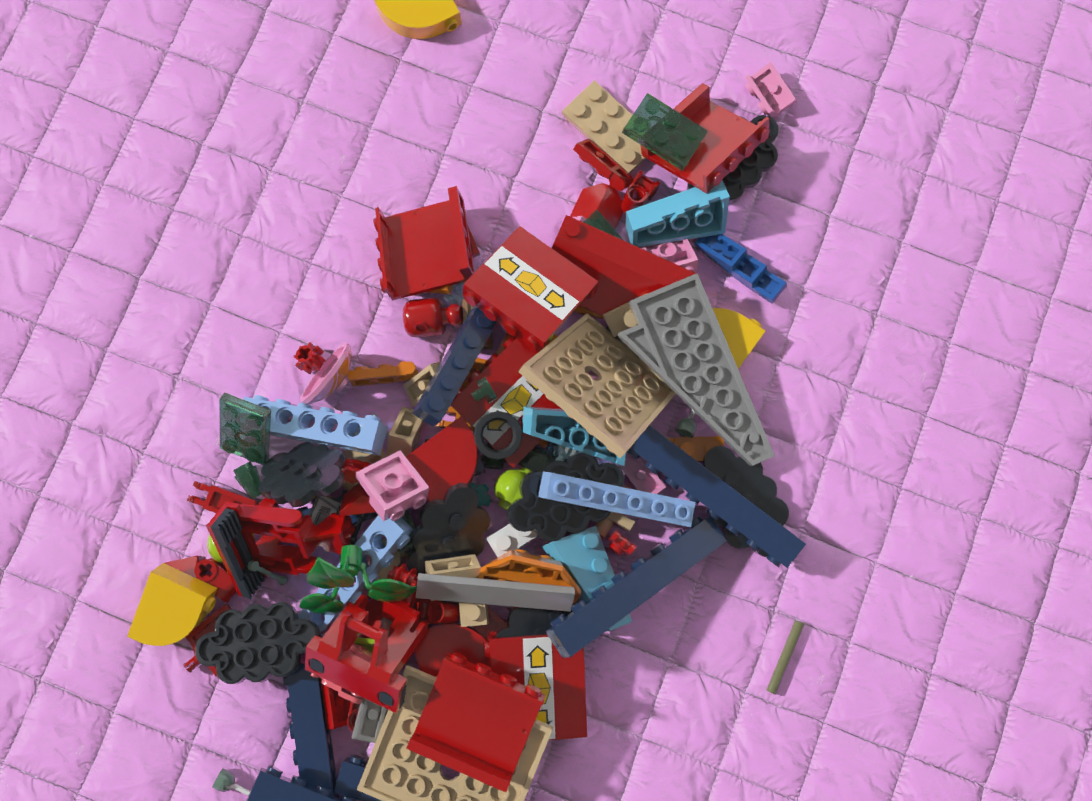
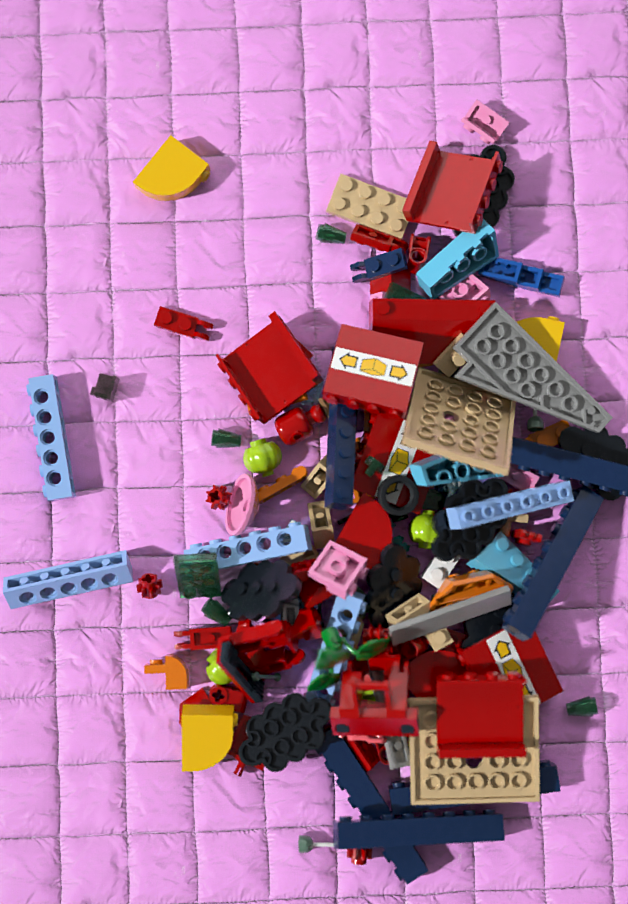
camera: 25 degrees left, 5 degrees up
(109, 375) = (67, 579): none -> light blue brick
(171, 233) = (35, 388): none -> light blue brick
(175, 522) = (175, 668): none -> orange brick
(191, 419) = (149, 586): none -> red gear
(248, 195) = (105, 387): none -> clear smoke panel
(345, 300) = (225, 439): none -> clear green cone
(357, 163) = (181, 323): none -> red hinge
(376, 336) = (262, 457): none -> lime plant
(554, 137) = (330, 234): none -> clear green cone
(592, 189) = (380, 265): none -> dark blue hinge
(602, 766) = (582, 707): none -> clear green cone
(664, 131) = (420, 196): clear green plate -> none

